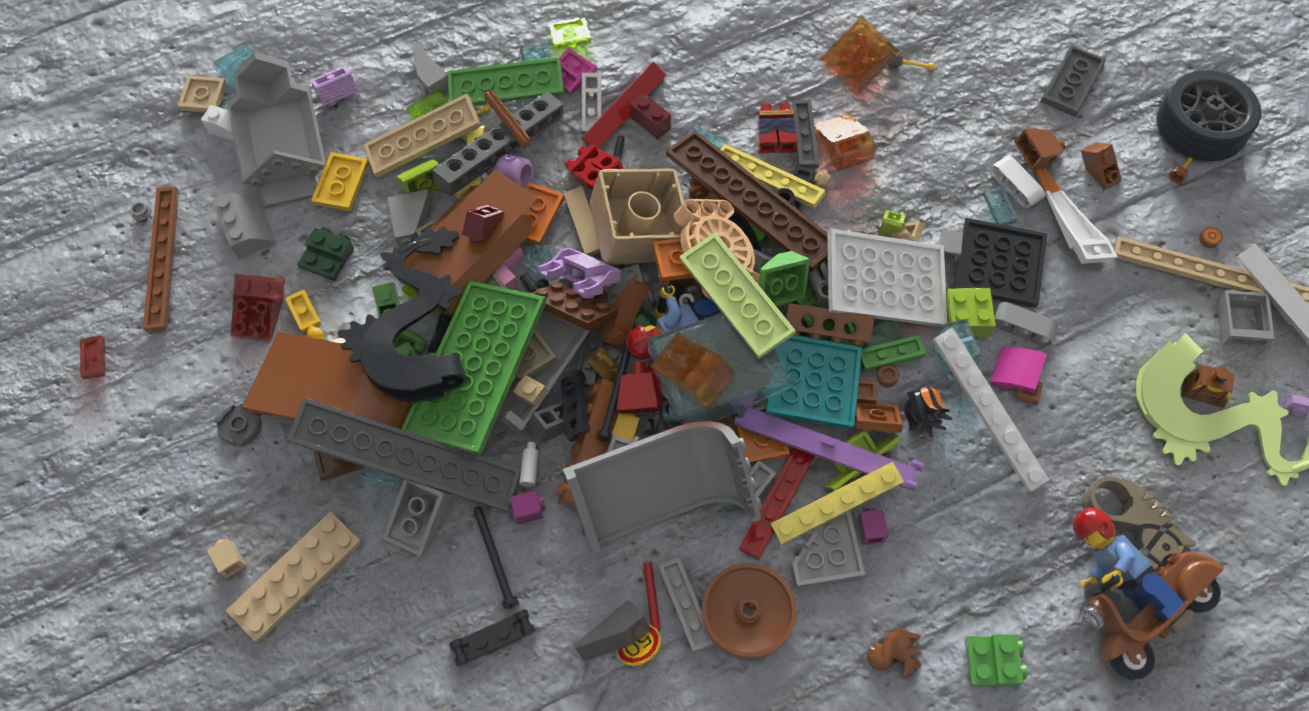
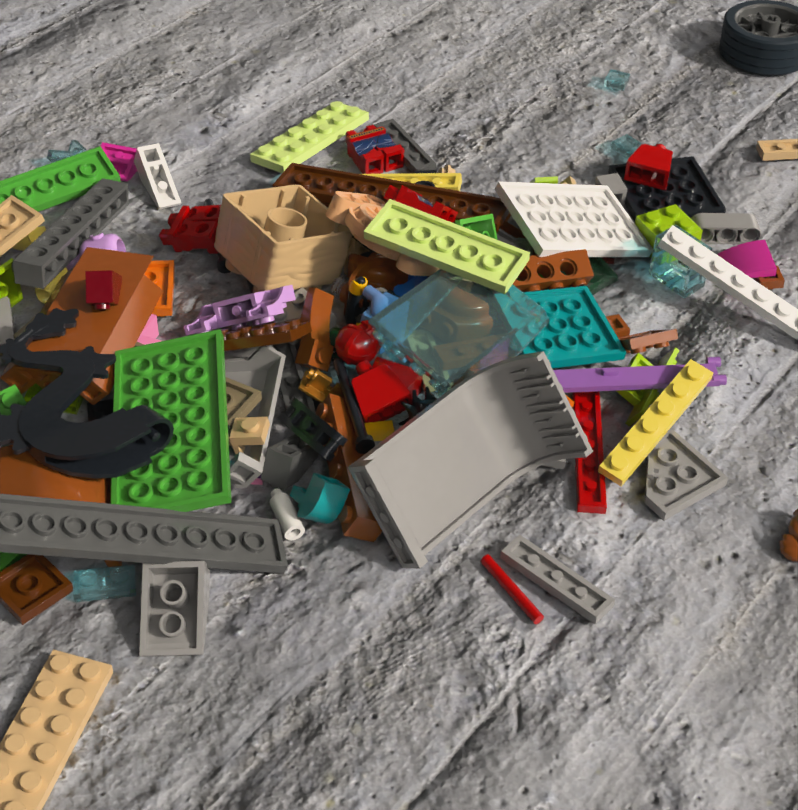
camera: 30 degrees left, 20 degrees down
(492, 638) = (346, 703): black plate -> none
(507, 118) = (74, 202): dark orange axle -> none
(509, 600) = (345, 655): black bar -> none
(527, 507) = (309, 553): magenta brick -> none
(530, 256) = (175, 319): clear light blue gear -> none
(551, 467) = (321, 500): none -> teal brick
(569, 33) = (96, 132): clear neon green plate -> none
(583, 220) = (211, 276): tan tile -> none
(615, 632) = (495, 633): dark grey slope -> none
(620, 109) = (196, 172): red tile -> none
(642, 650) = (530, 635): piece -> none
(650, 116) = (231, 172): dark red brick -> none
(668, 259) = (349, 255): orange plate -> none
(693, 368) = (440, 325): clear orange slope -> none
(734, 95) = (309, 136): none -> yellowish green plate
(749, 610) = (631, 553): dark orange dish -> none
(755, 231) = (413, 199): none -> red hips
(846, 141) = (453, 140): clear orange slope -> none
(860, 55) = (419, 73): clear orange slope -> none
(872, 526) = (705, 434): magenta brick -> none
(888, 376) = (625, 309): dark orange tile -> none
(892, 353) = (619, 287): bright green plate -> none
(898, 61) = (455, 72): hinge -> none
(925, 410) = (687, 317): black hair -> none
(996, 235) = (649, 166): none -> red torso
(1017, 182) = (637, 126): white beam -> none
(1035, 117) = (616, 80): none -> clear light blue plate
(1039, 147) = (644, 97): dark orange torso -> none
(1073, 80) = (630, 49): dark grey tile -> none
(1078, 231) = (722, 150): white plate -> none
(1102, 164) = (702, 95): dark orange slope -> none
(1181, 171) = (775, 85): dark orange hinge -> none

